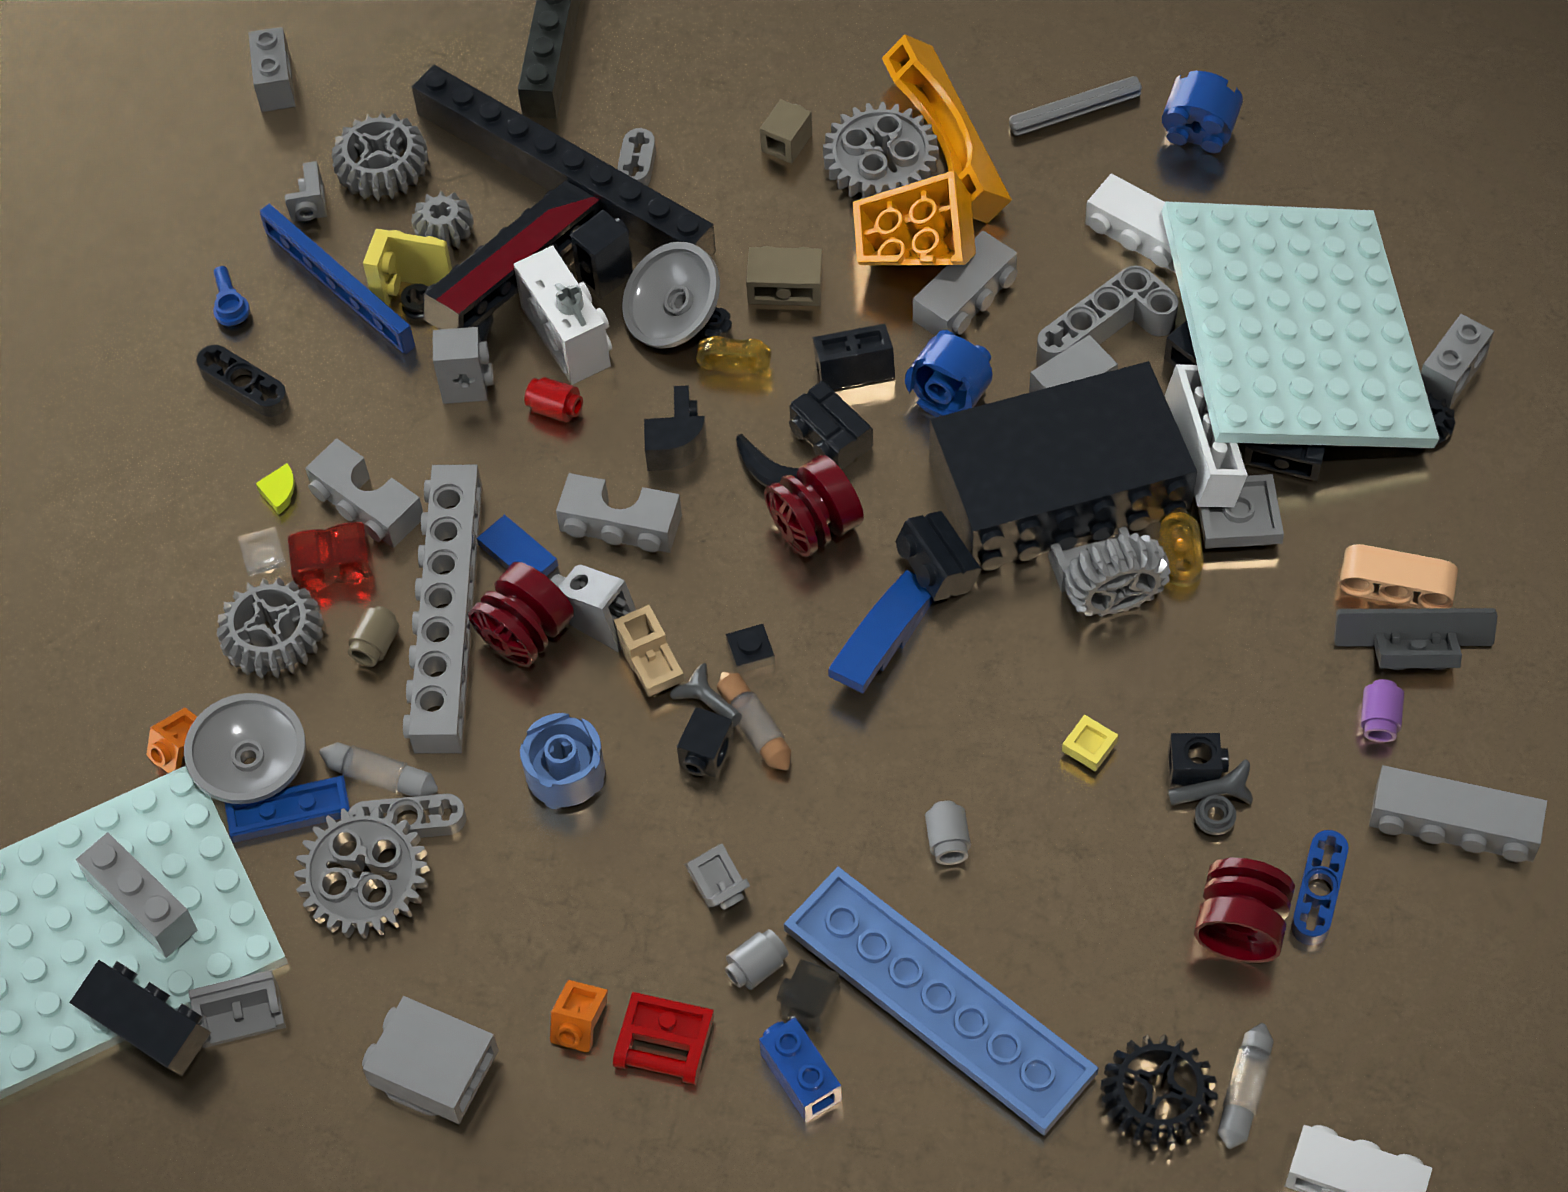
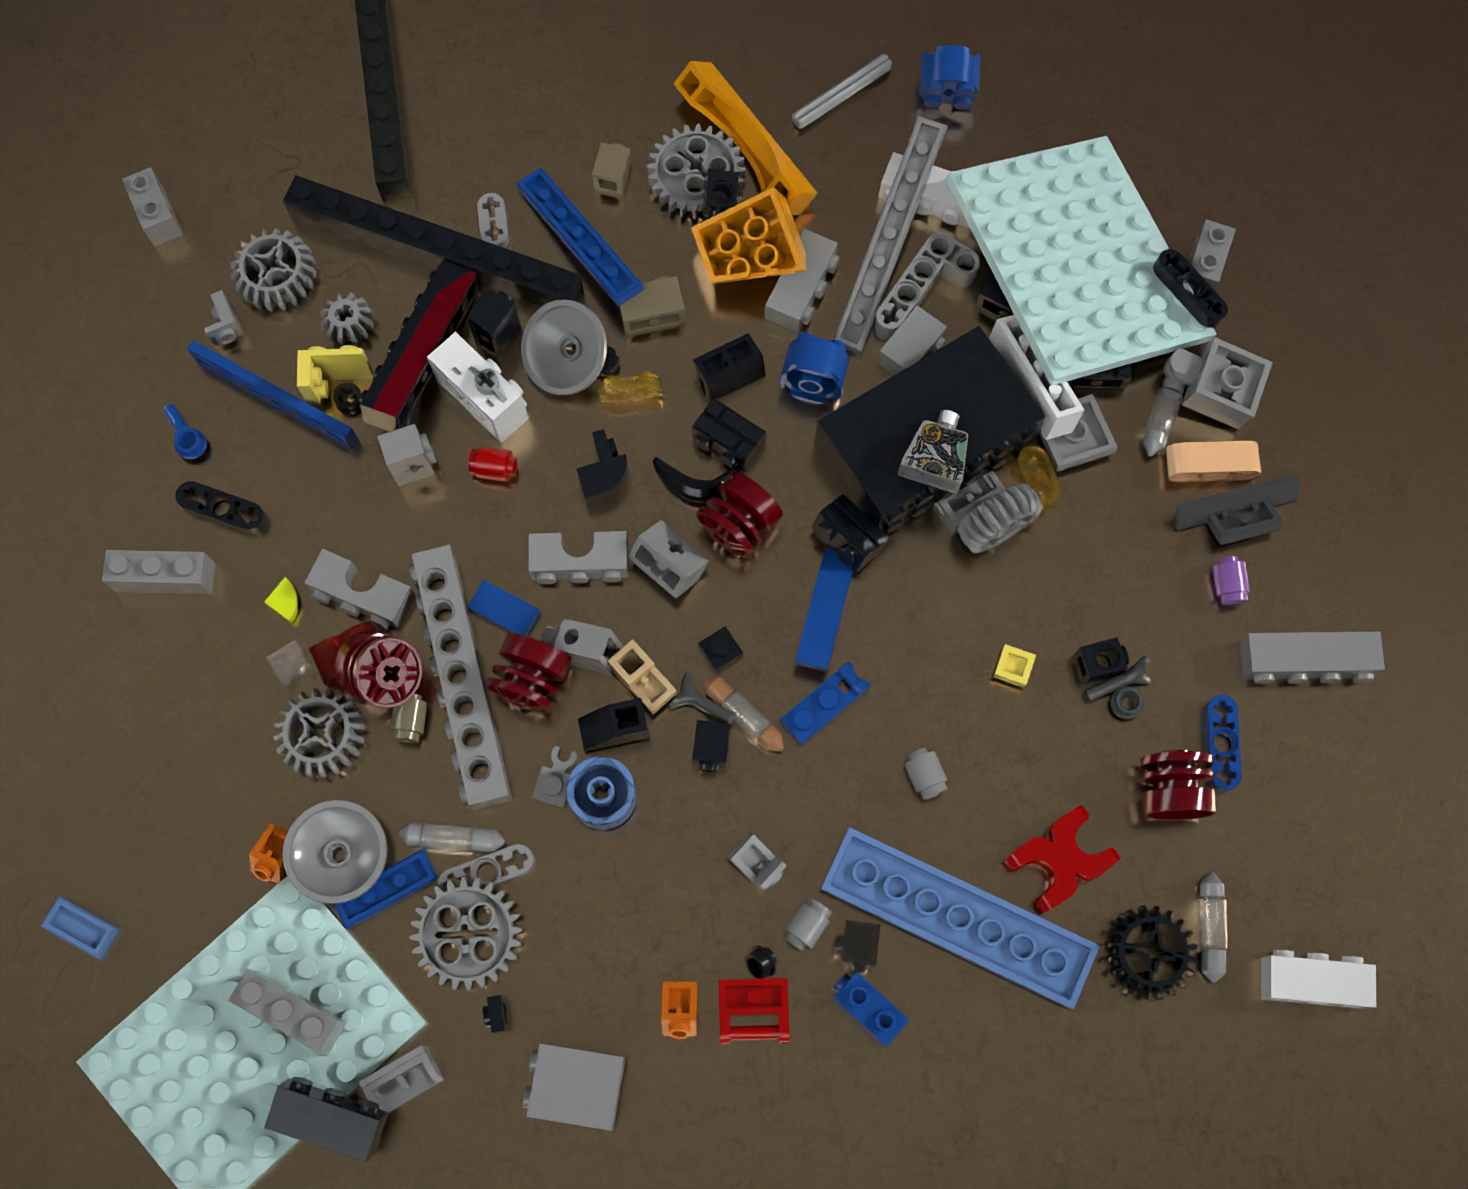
camera: 20 degrees left, 15 degrees up
(153, 426) = (158, 572): none -> light grey brick
(334, 564) = (361, 667): none -> dark red wheel
(367, 966) = (496, 1014): none -> black plate
(506, 743) = (552, 783): none -> light grey plate
(603, 693) = (613, 725): none -> black slope
(689, 987) = (761, 962): none -> black plate
(718, 536) = (668, 558): none -> light grey brick
(727, 190) = (580, 237): none -> blue tile
(852, 733) = (823, 704): none -> blue plate
(900, 161) = (719, 181): none -> black brick
(1052, 477) = (937, 454): none -> torso
(1081, 256) = (890, 234): none -> light grey tile
(1082, 964) = (1062, 859): none -> red piece
(1356, 512) = (1163, 415): none -> clear piece
(1405, 358) = (1190, 301): none -> black beam
(1430, 491) = (1220, 381): none -> light grey brick

